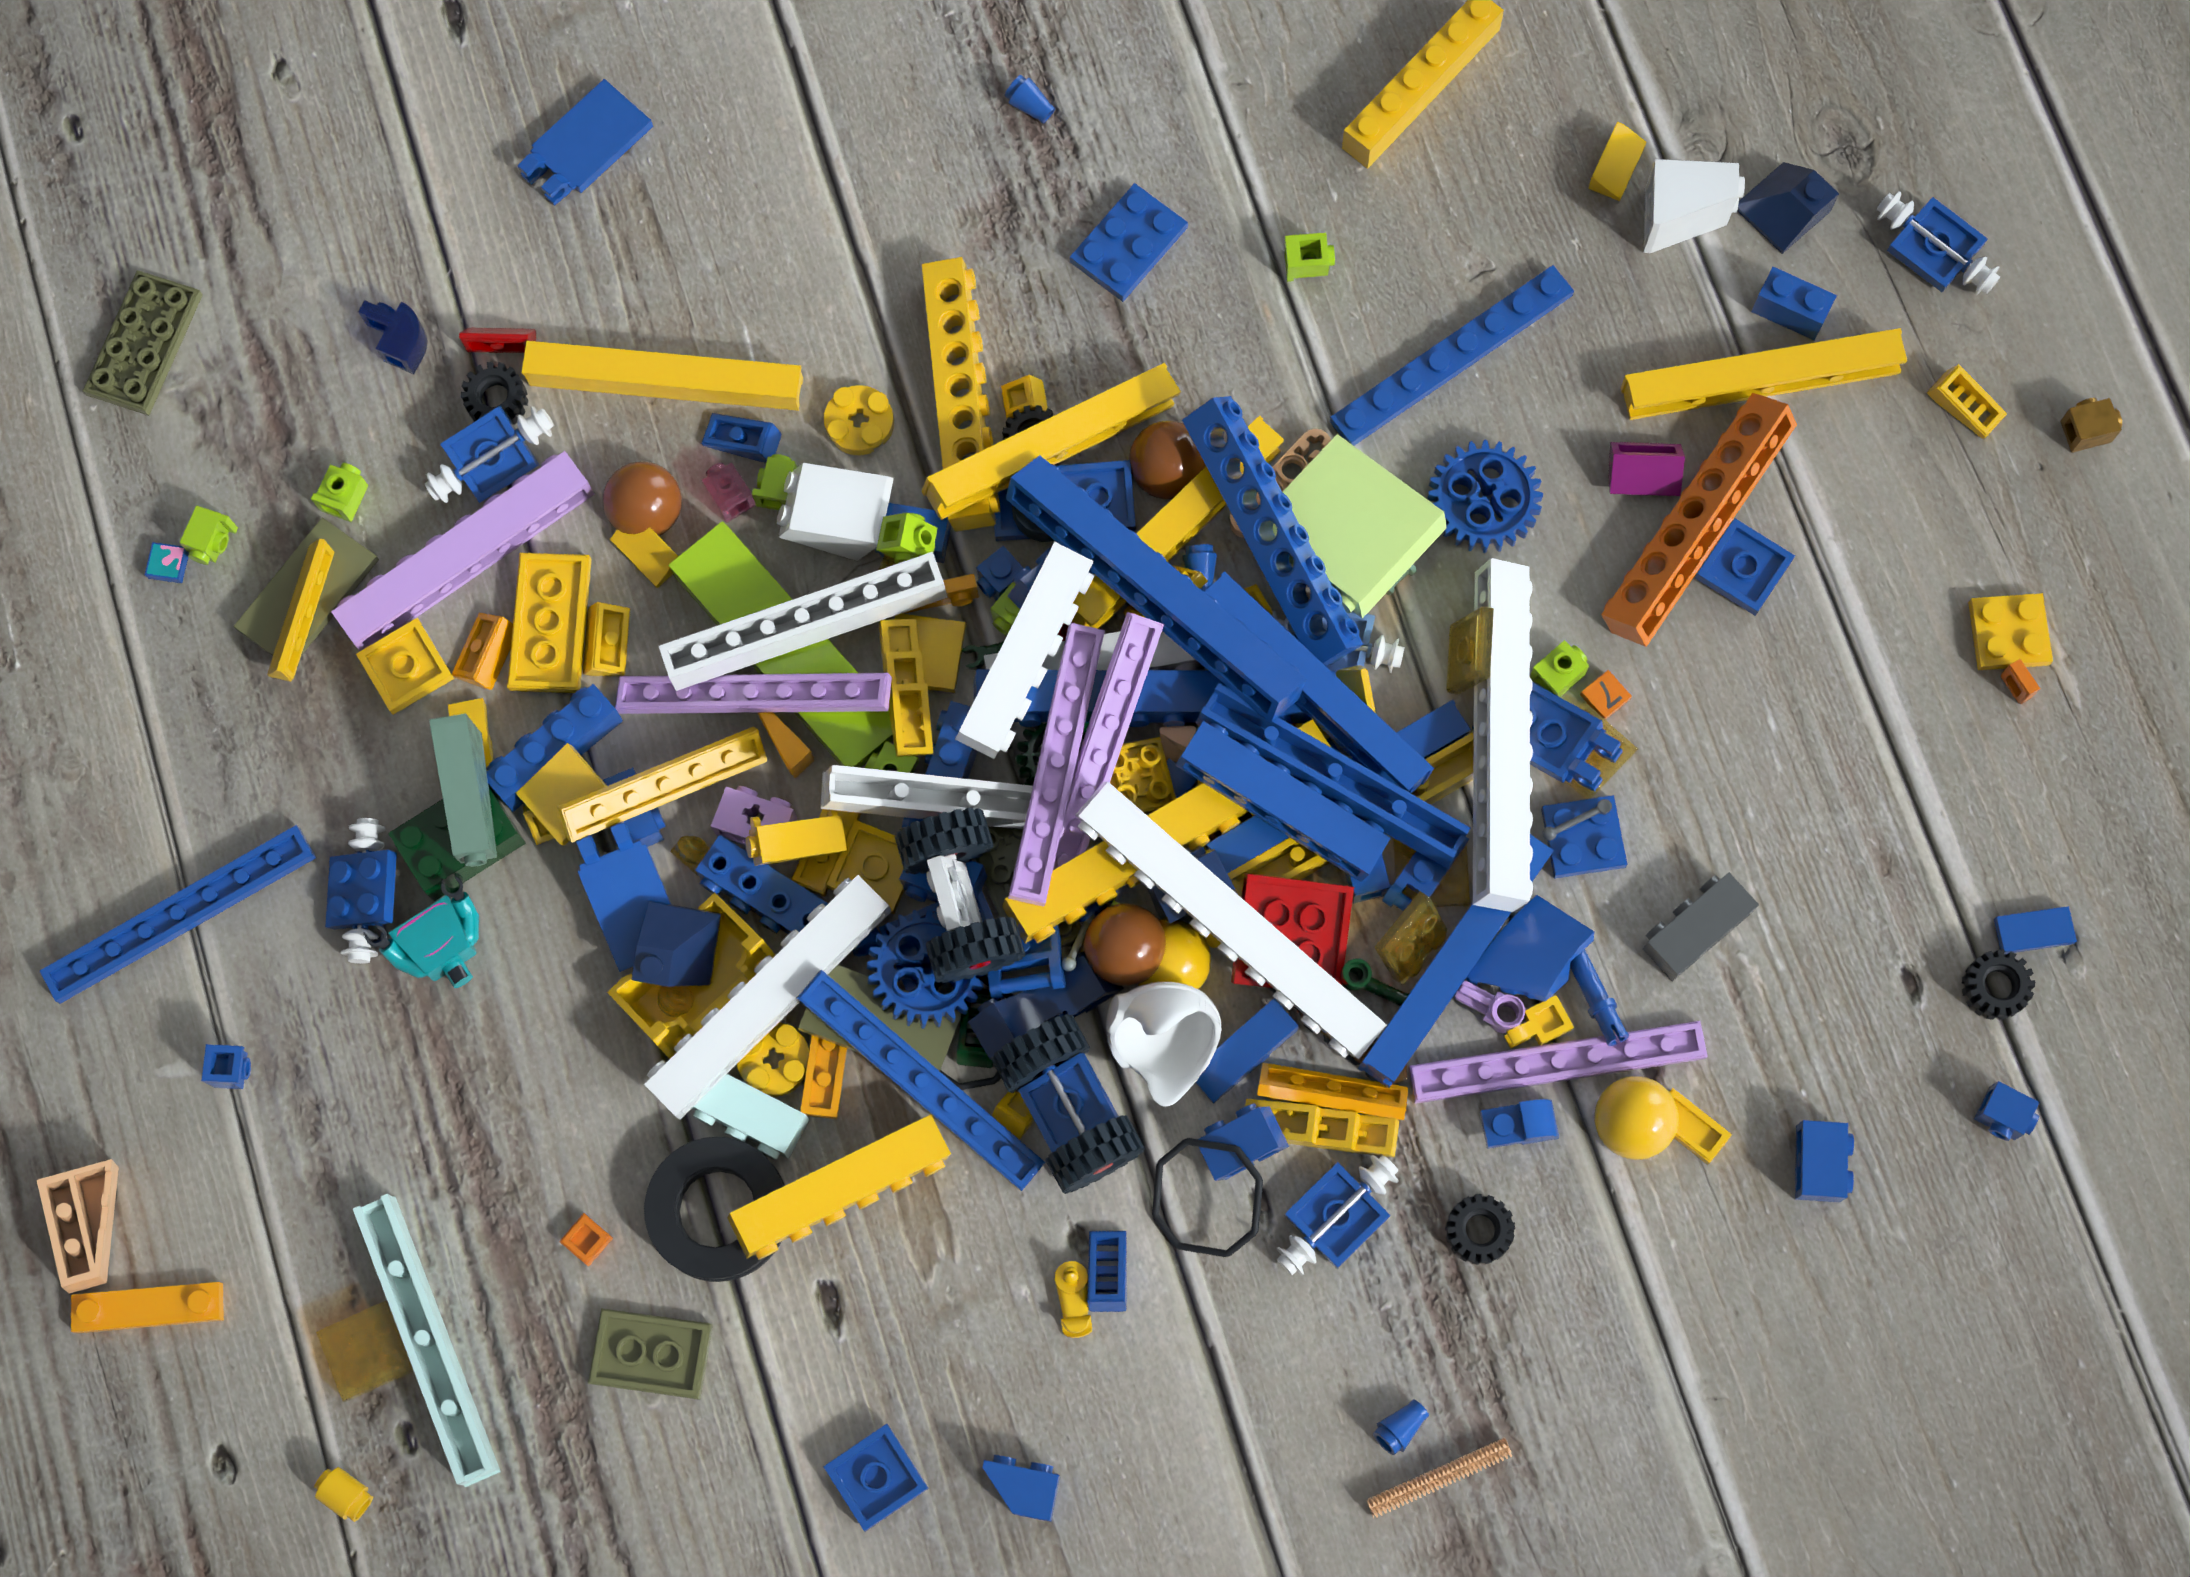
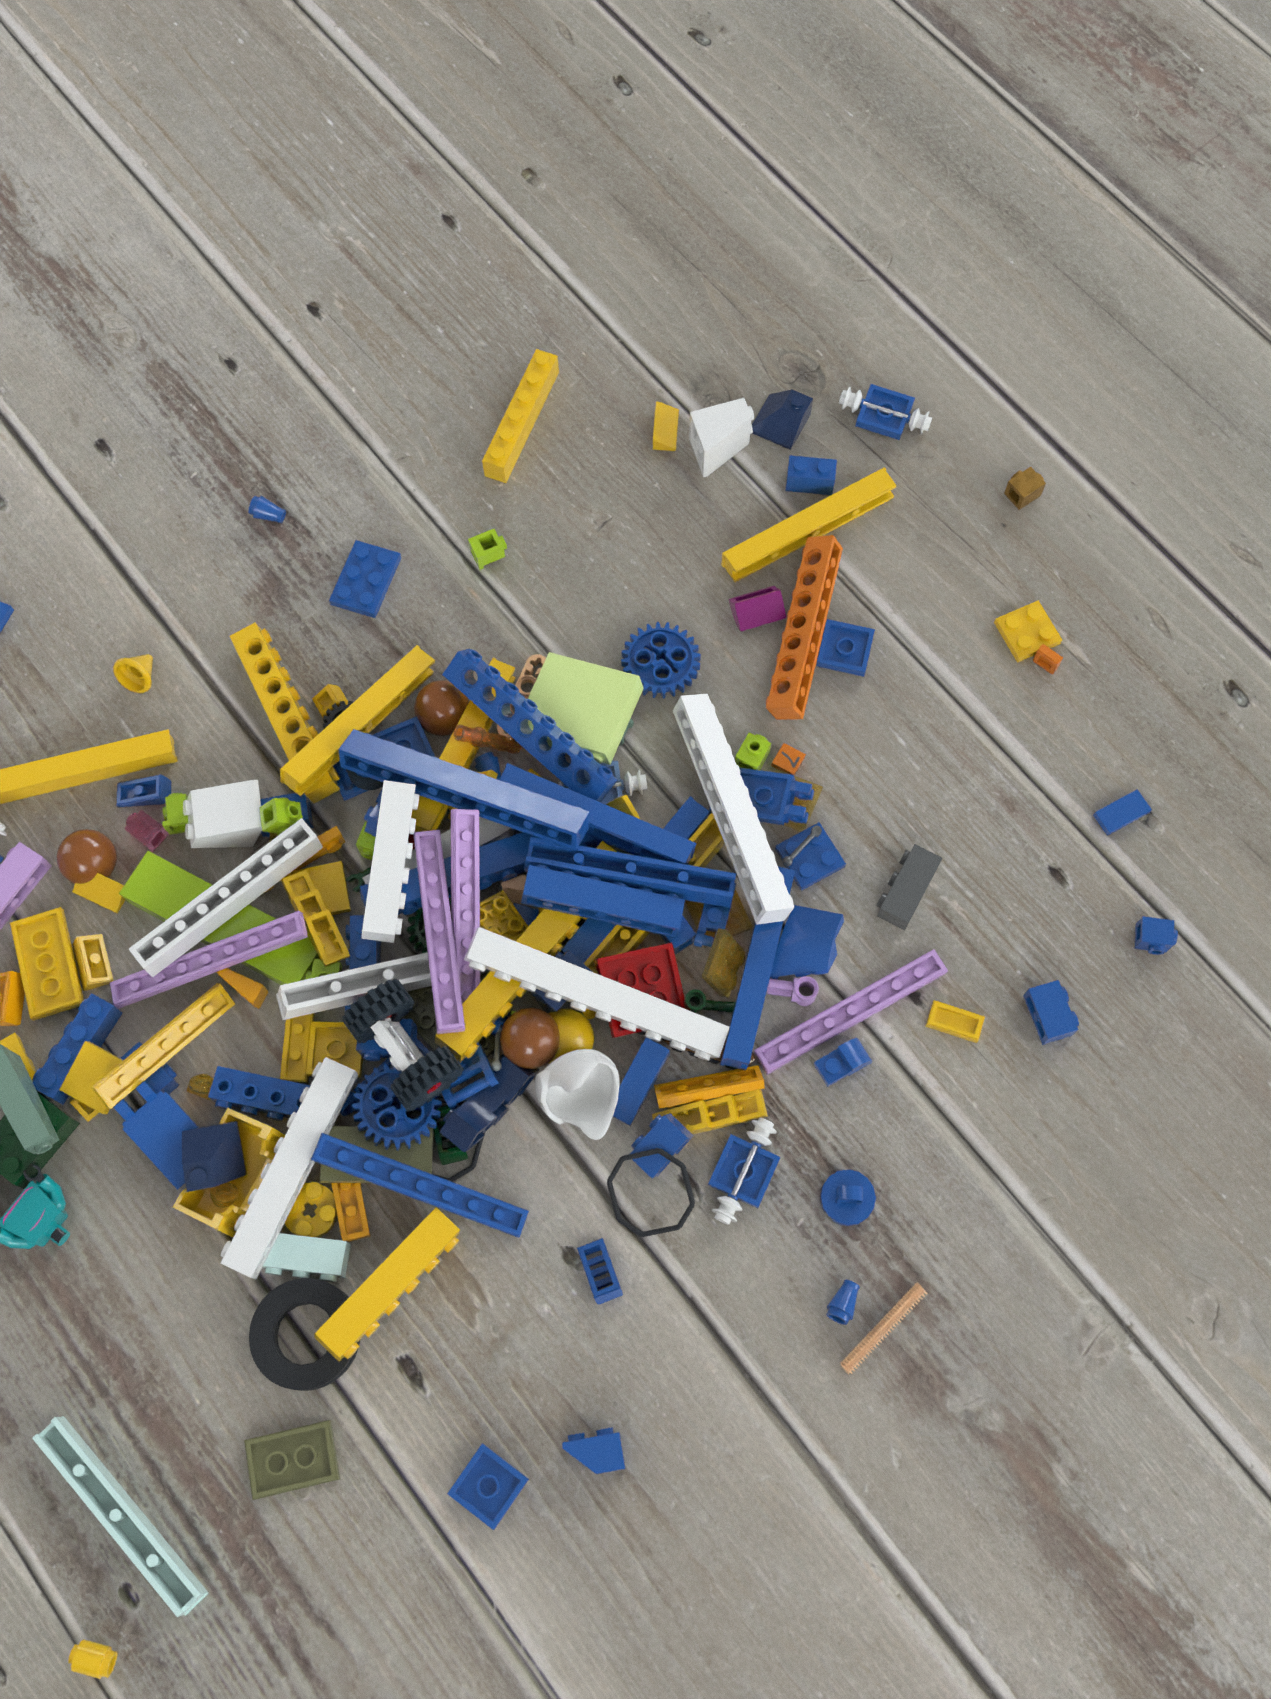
camera: 25 degrees left, 5 degrees down
(365, 1351) = (75, 1542): clear yellow tile -> none
(586, 1239) = (216, 1393): orange tile -> none
(736, 807) = (253, 1054): lavender brick -> none
(782, 271) = (134, 673): none -> yellow hat
(795, 839) = (273, 1049): yellow brick -> none
(870, 434) = (219, 739): yellow plate -> none
(997, 573) = (352, 820): blue brick -> none
(1013, 1114) = (496, 1182): yellow slope -> none
(1067, 1103) = (530, 1163): black plate -> none
(1072, 1290) = (581, 1296): yellow piece -> none
(1202, 522) = (480, 737): none -> clear orange pin
(1451, 356) = (604, 580): blue plate -> none
(1458, 1298) = (847, 1197): none -> blue tile
(1470, 650) = (689, 760): clear yellow tile -> none
(1486, 1207) = (852, 1129): black tyre -> none
(1543, 1022) = (831, 987): yellow plate -> none
(1601, 1006) = (866, 962): blue pin -> none
(1636, 1117) = (918, 1029): yellow piece -> none
(1949, 401) = (931, 503): yellow slope -> none
(2013, 969) = (1124, 845): black tyre -> none

